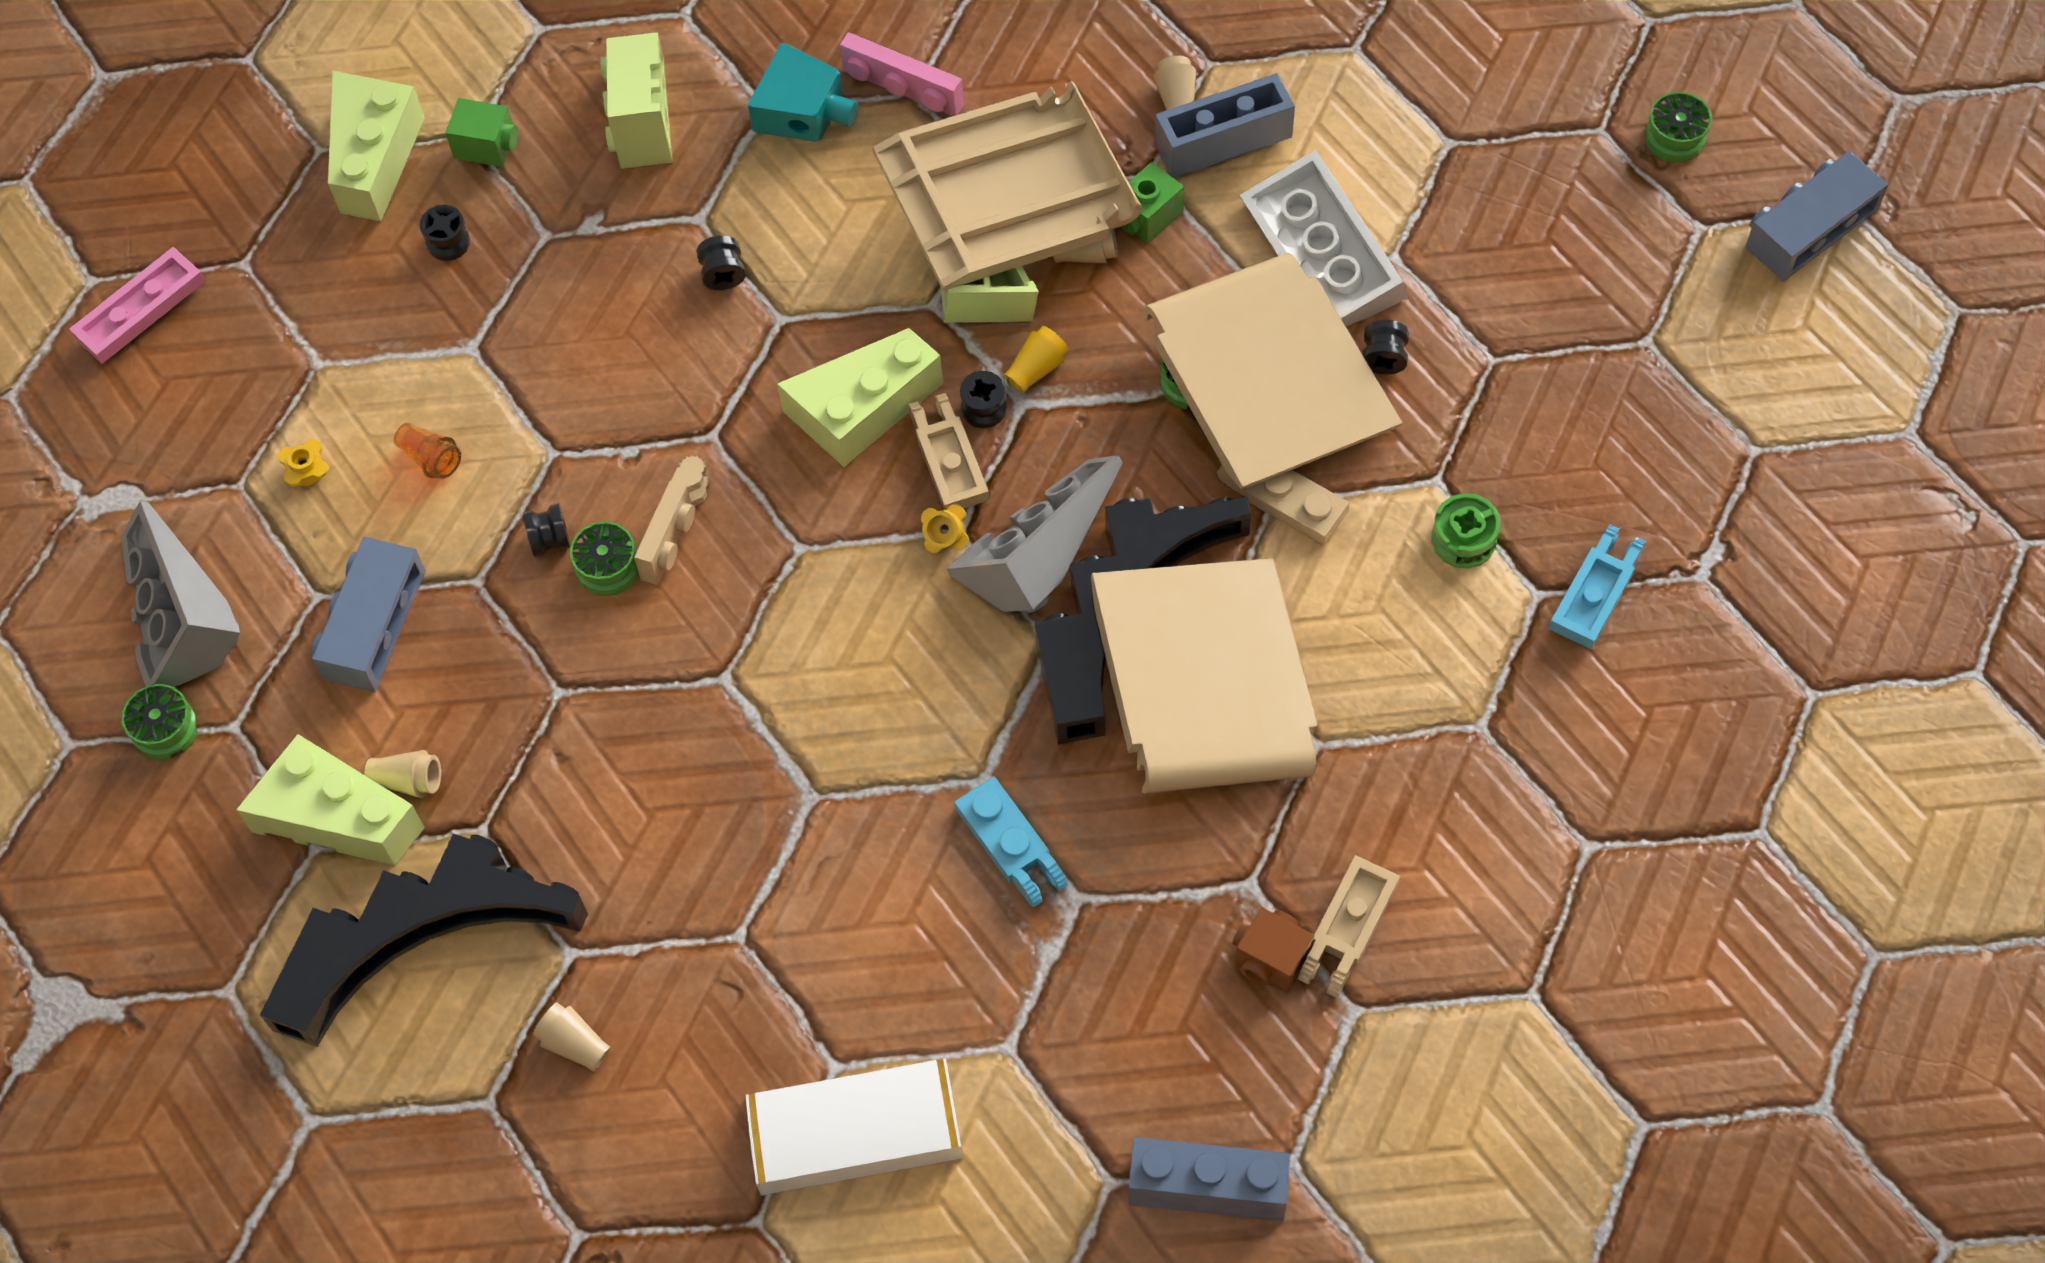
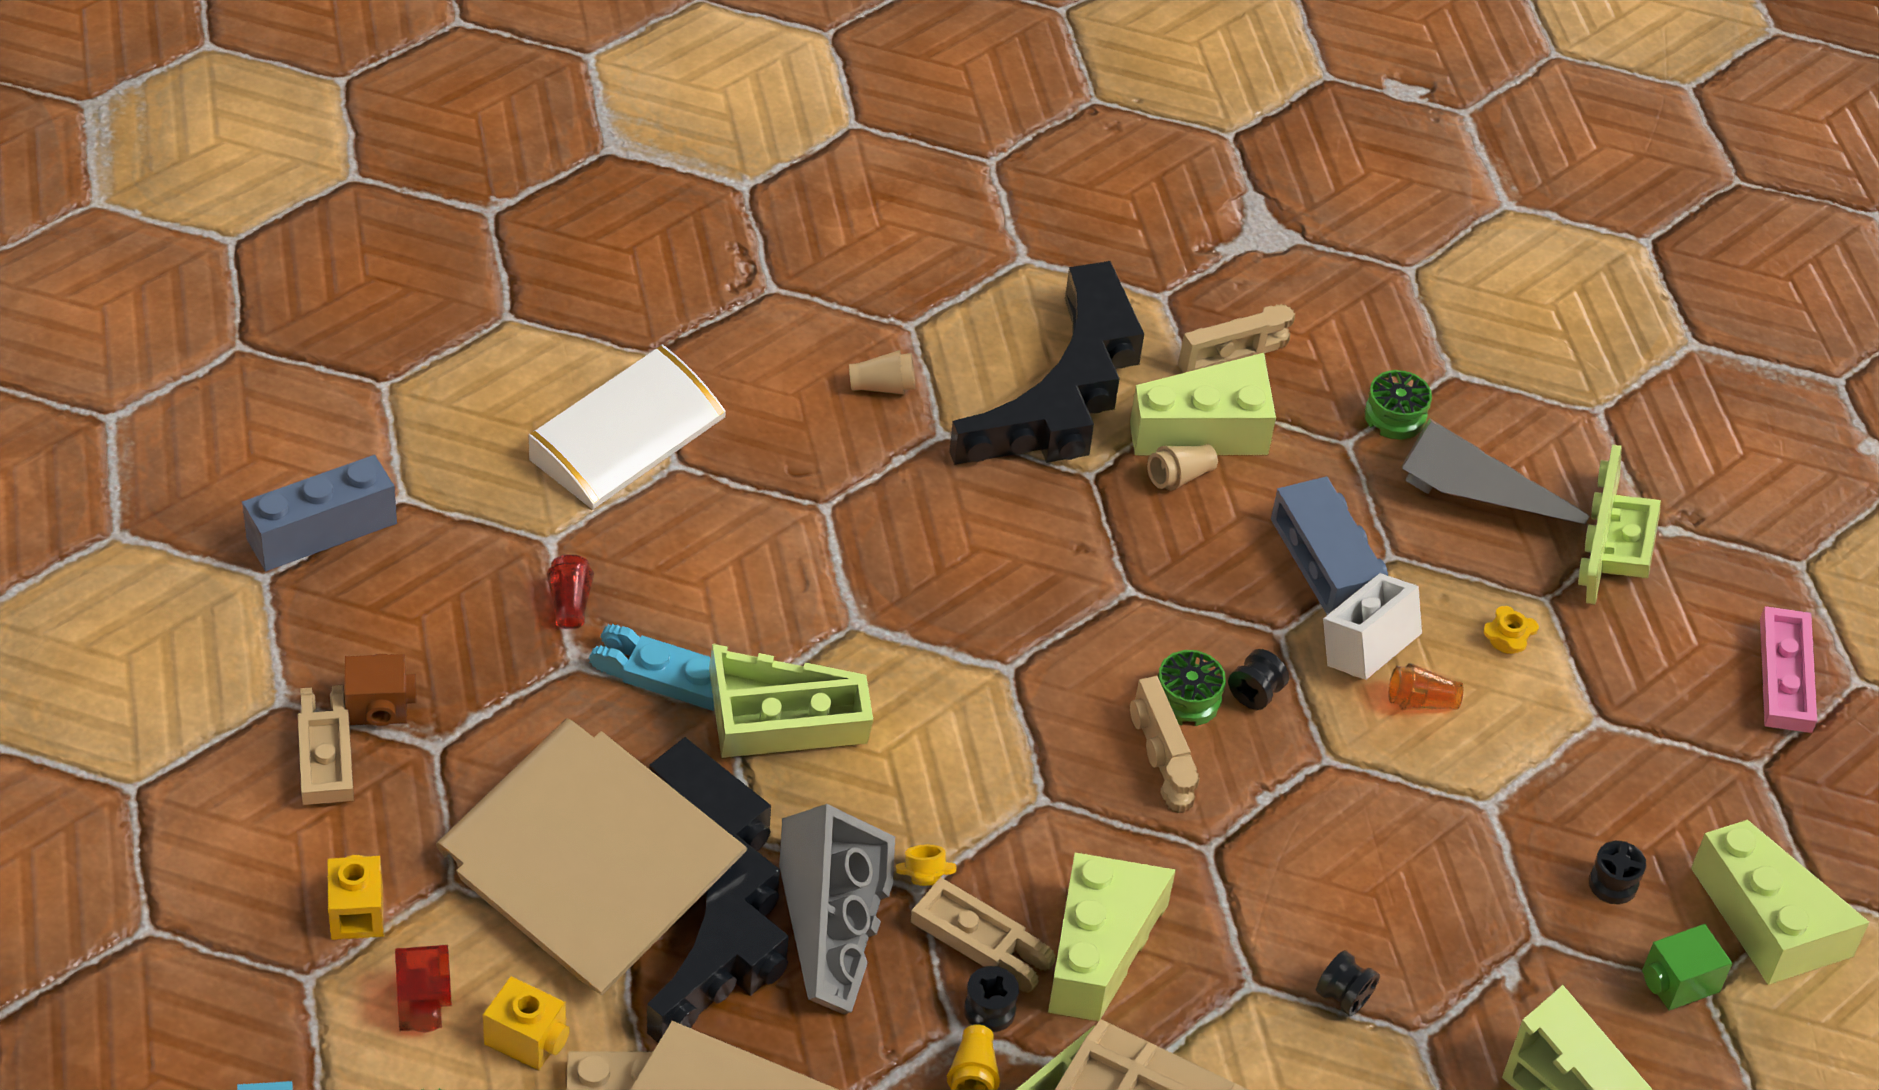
camera: 135 degrees right, 15 degrees down
(119, 483) = (1623, 534): none -> yellowish green bracket
(224, 874) = (1236, 338): none -> tan hinge
(417, 508) = (1372, 626): none -> white brick
(951, 710) = (785, 705): none -> yellowish green wedge
(1035, 962) = (570, 588): none -> clear red cone
(1344, 571) = (525, 1023): none -> yellow brick
(1404, 645) = (422, 986): none -> clear red brick
(1410, 755) = (355, 897): none -> yellow brick

